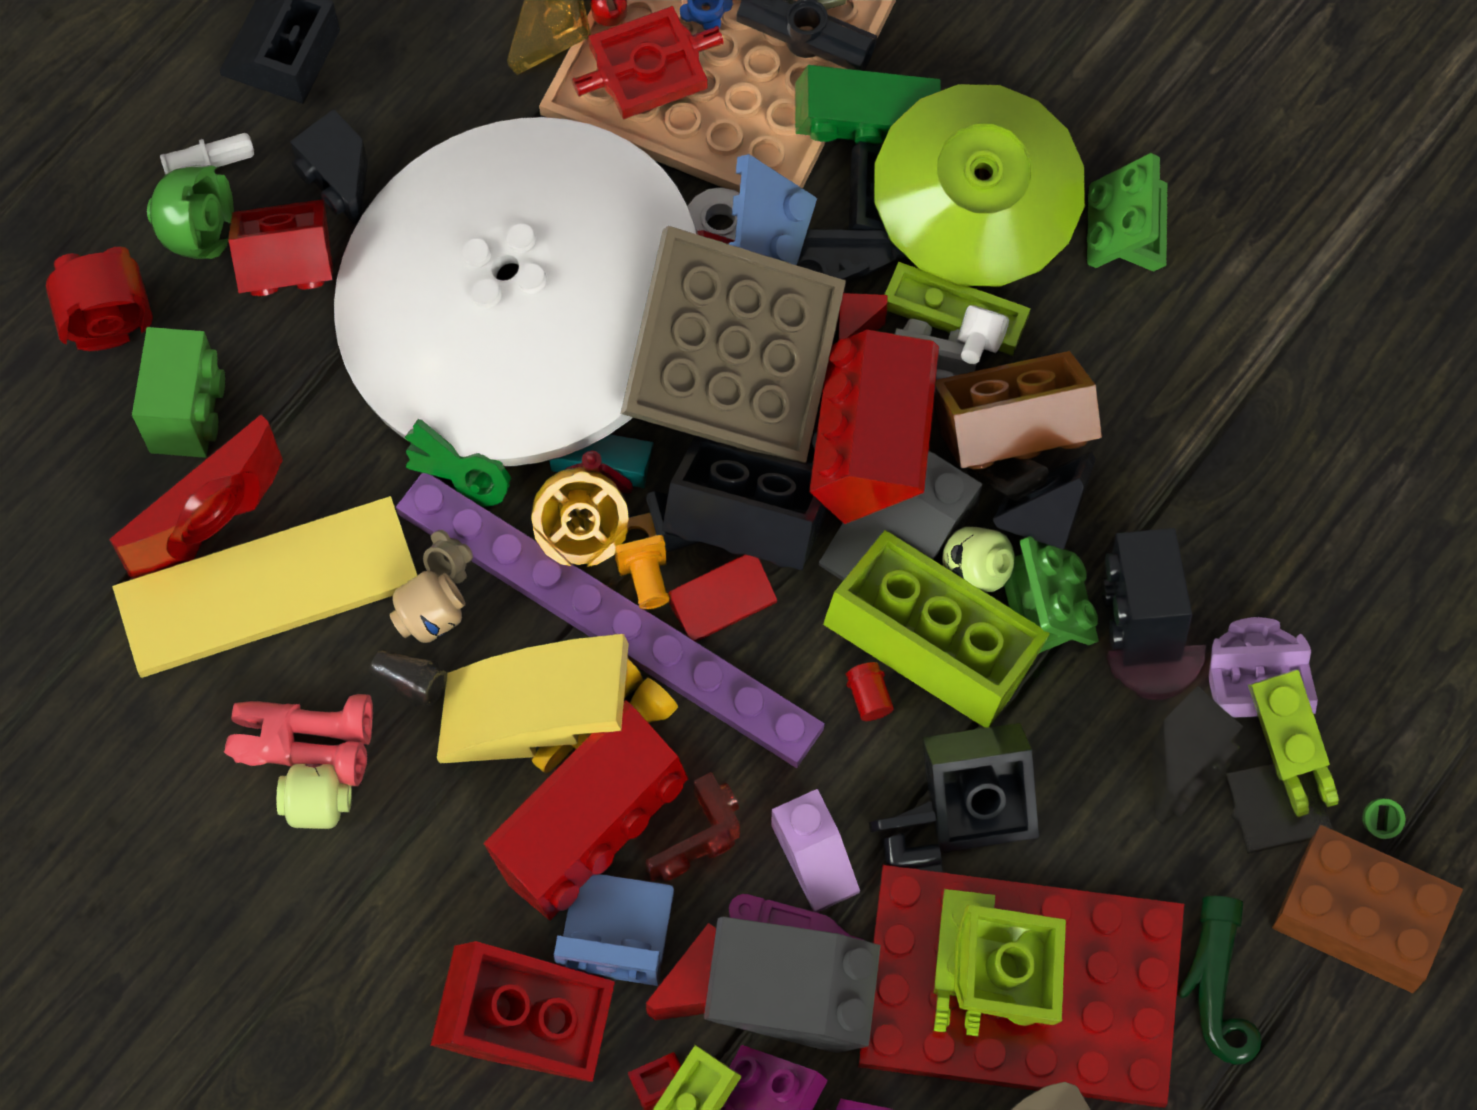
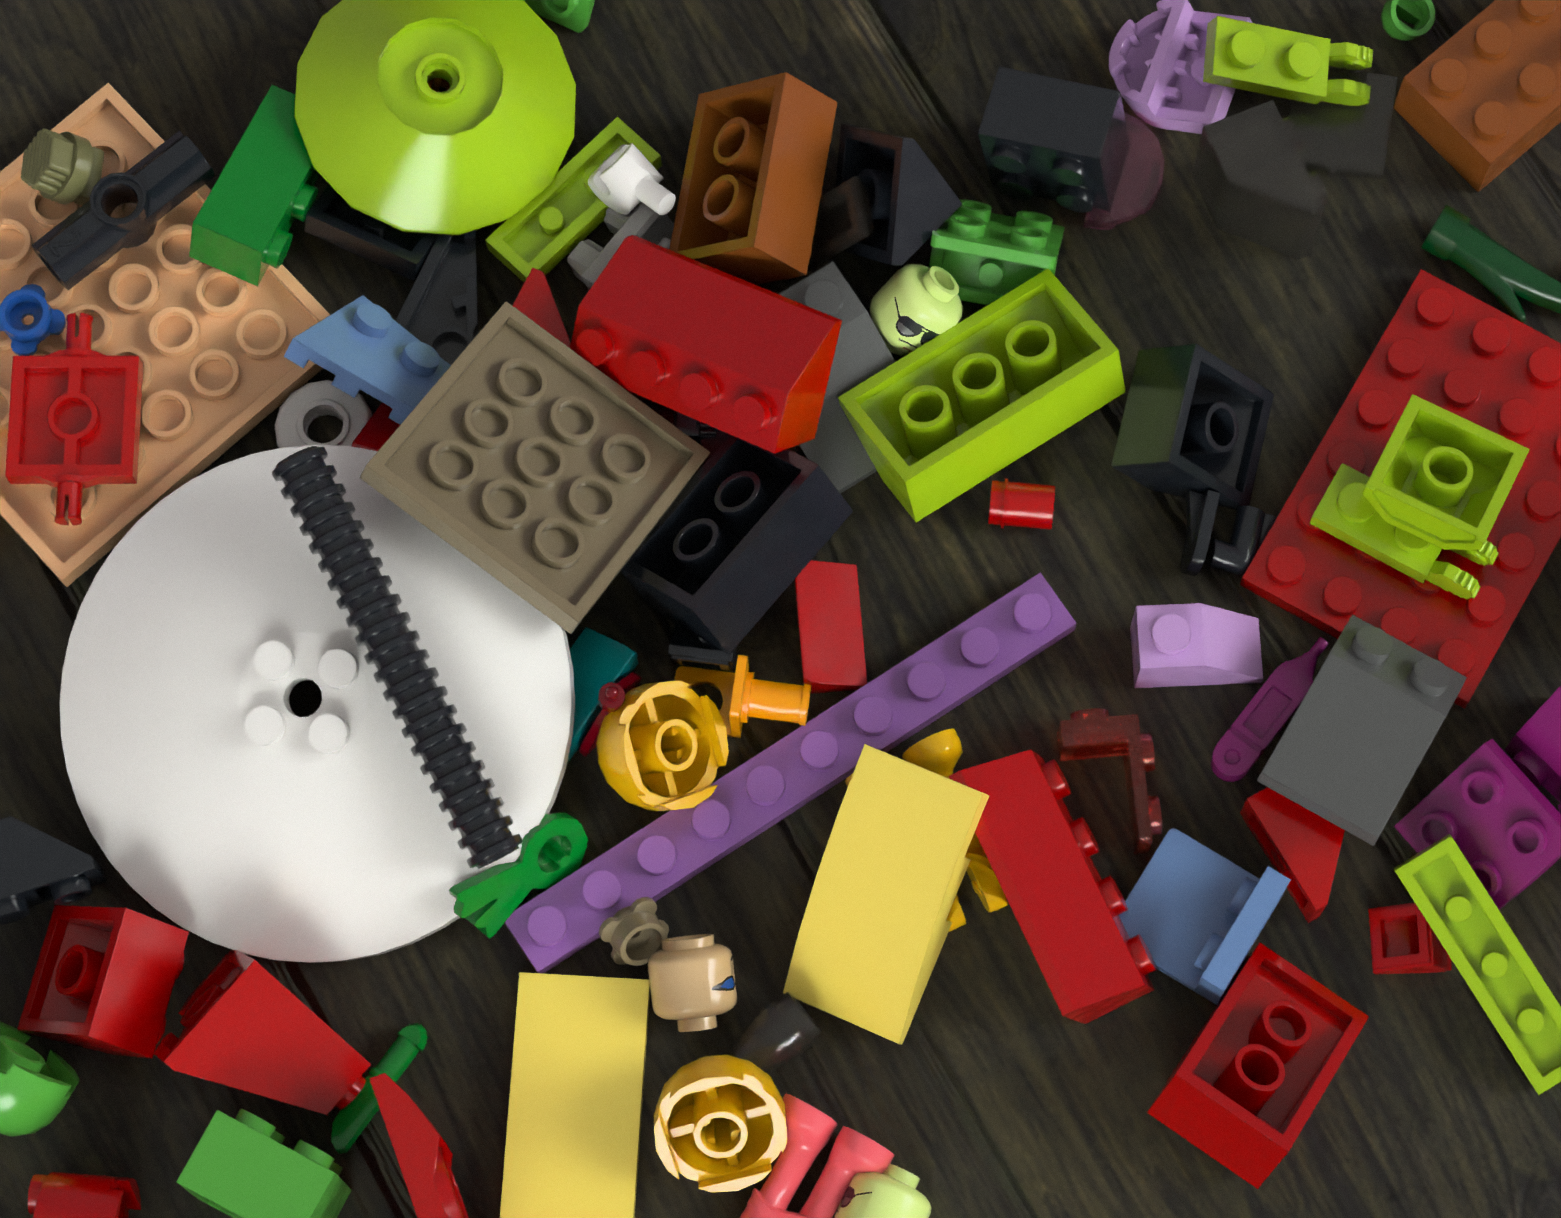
camera: 65 degrees left, 5 degrees up
(275, 354) = (262, 1040): none -> red slope
(287, 443) = (358, 1113): none -> green piece
(330, 658) = (720, 1123): none -> yellow cylinder
(550, 306) = (396, 656): none -> black piece

